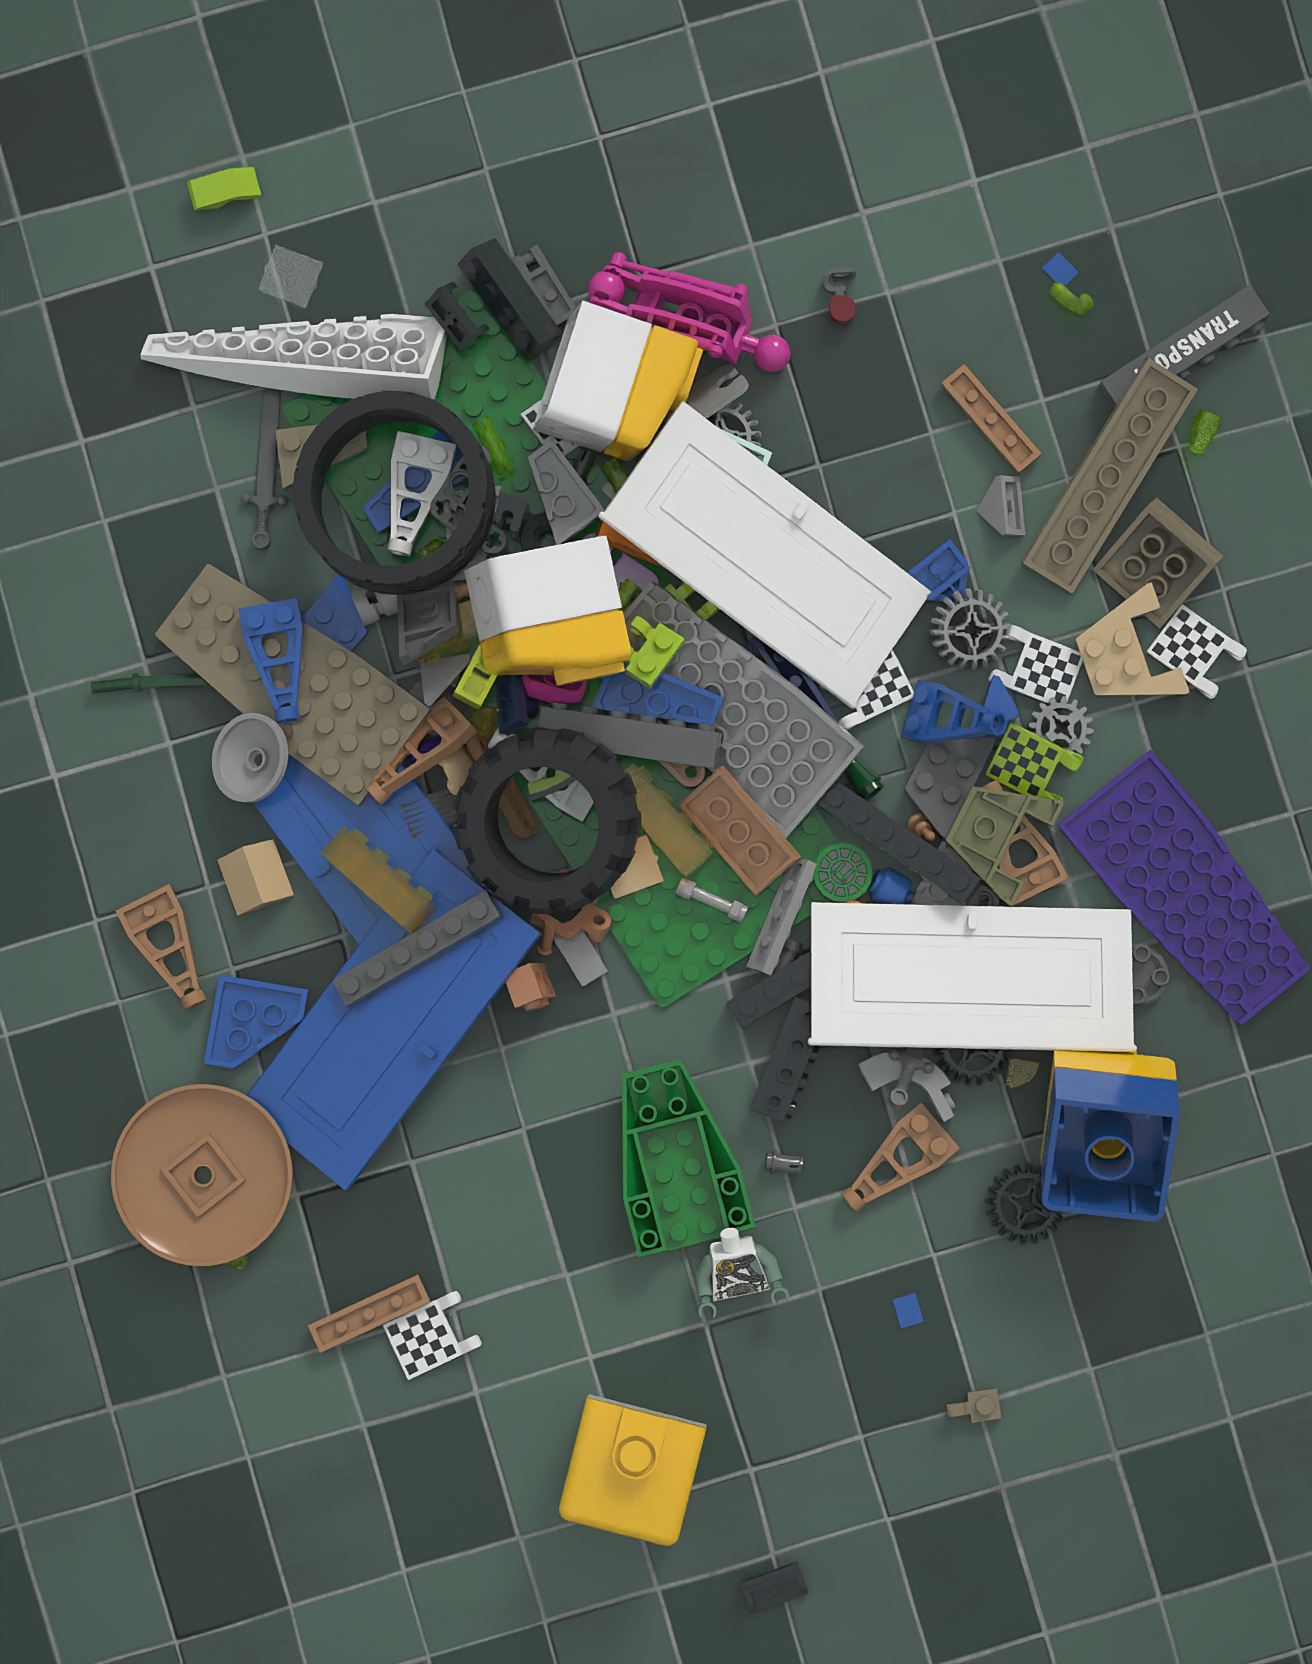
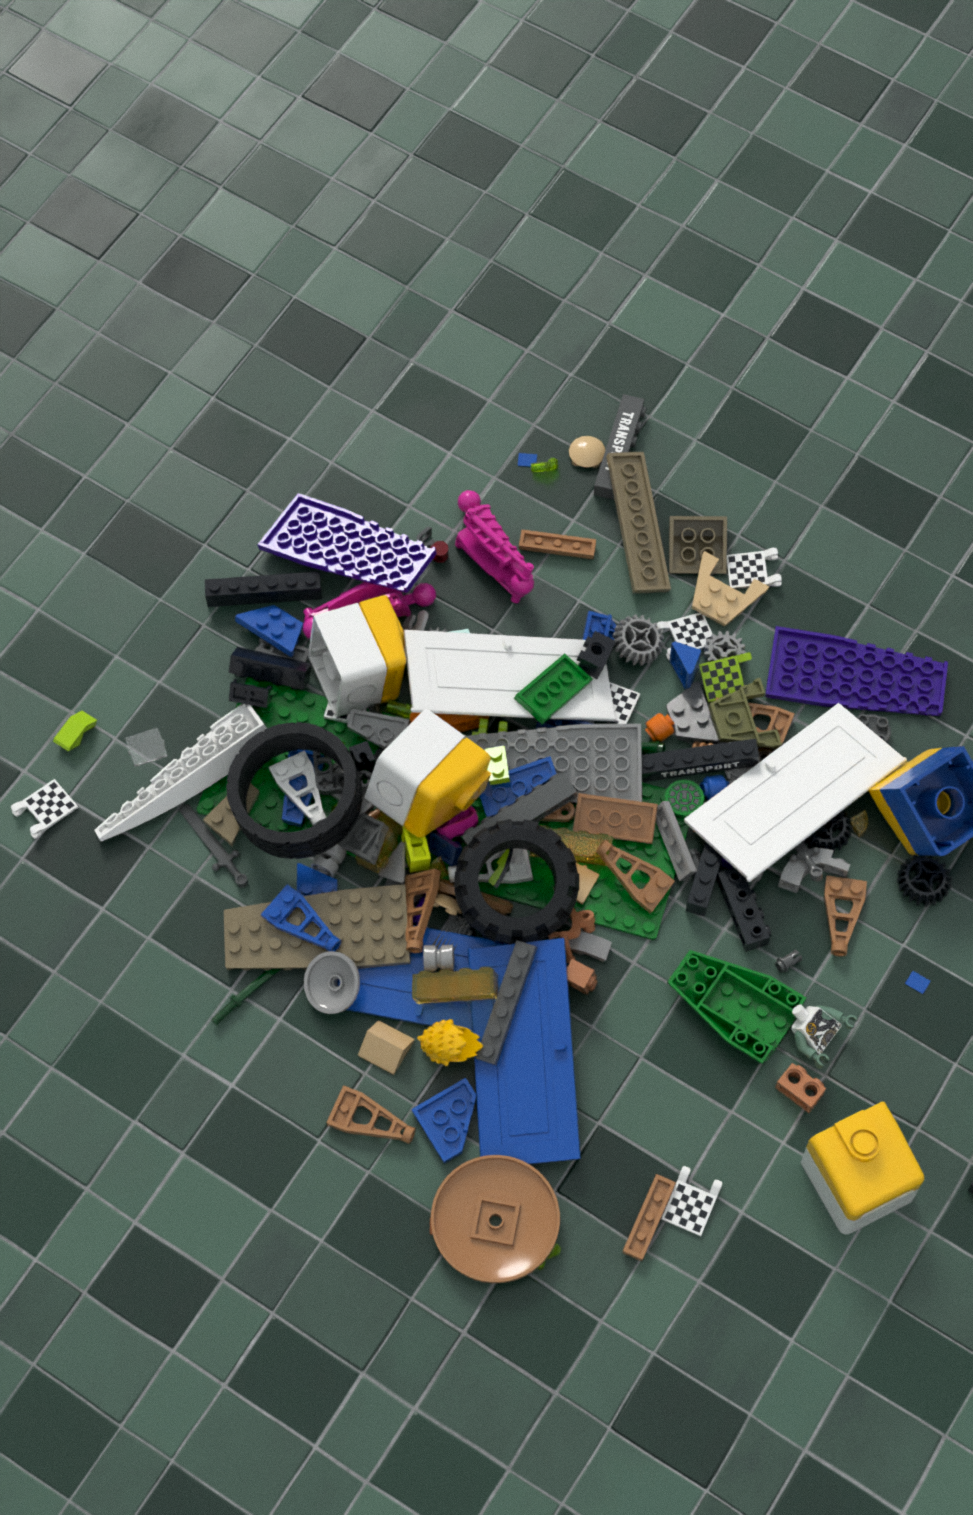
camera: 45 degrees left, 20 degrees down
(121, 259) = (47, 806): none -> white flag
(320, 937) = (449, 1042): none -> yellow head
(390, 831) = (438, 958): none -> light grey wheel
(560, 246) = (273, 626): none -> blue wing
(589, 184) = (263, 589): none -> black brick
(654, 1318) = (796, 1091): none -> nougat brick
(705, 953) = (655, 887): none -> medium nougat plate
(729, 213) = (346, 545): none -> wing
(735, 911) = (649, 857): light grey bar -> none
(806, 613) = (553, 688): none -> green tile
(894, 761) = (660, 727): none -> orange head
(902, 354) = (491, 547): none -> dark pink piece
(916, 606) = (596, 654): none -> black brick
(926, 709) = (650, 691): blue plate -> none
(1004, 506) = (599, 577): light grey slope -> none
(1140, 322) = (586, 452): none -> tan dish
(1203, 431) = (662, 473): clear neon green cone -> none

